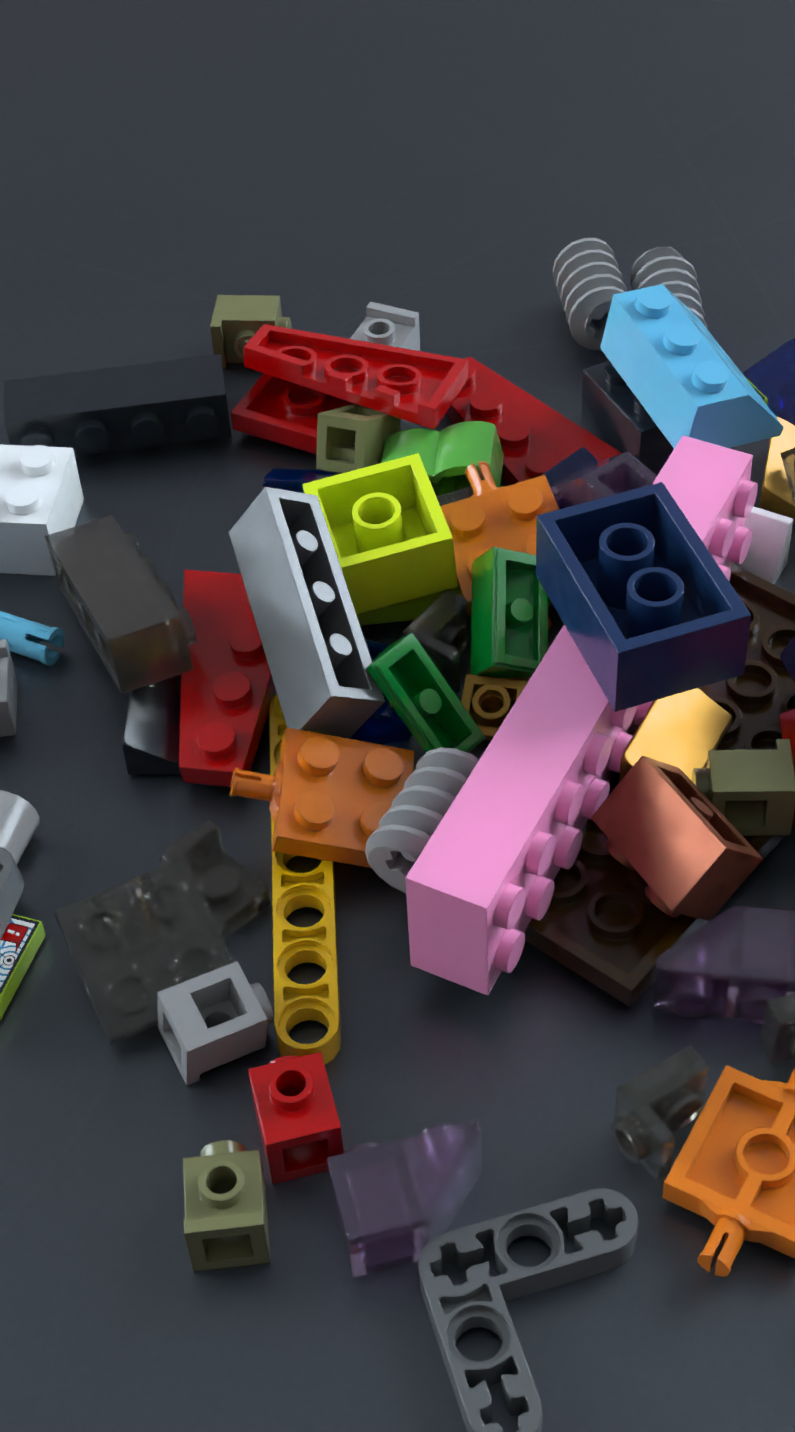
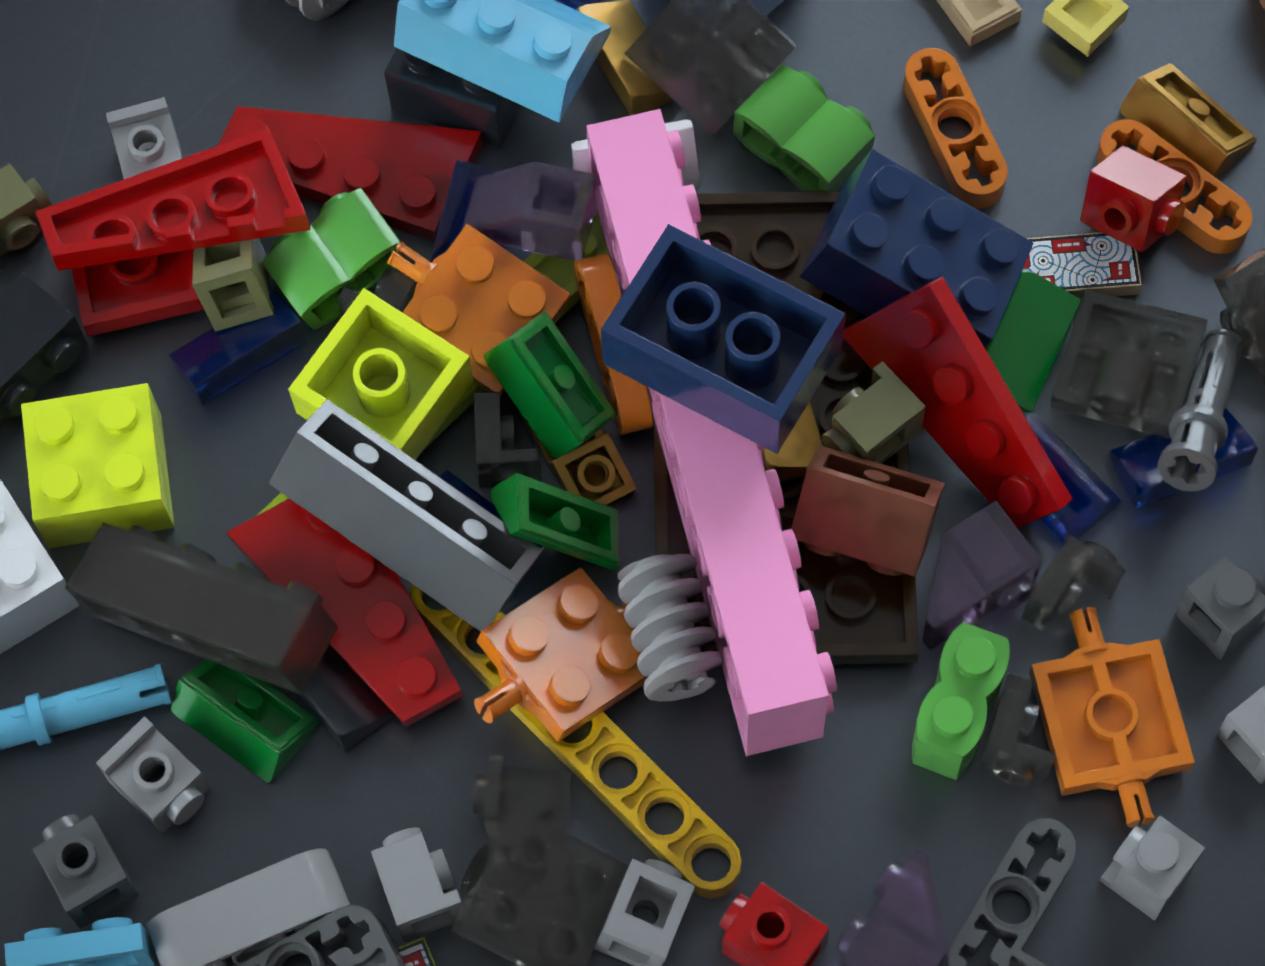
camera: 40 degrees left, 20 degrees up
(67, 870) = (416, 884): none -> light grey brick
(82, 703) = (243, 717): none -> green slope
(155, 486) = (96, 463): none -> neon yellow brick
(622, 1041) = (958, 704): none -> bright green brick
(686, 1293) = (1152, 866): none -> light grey brick

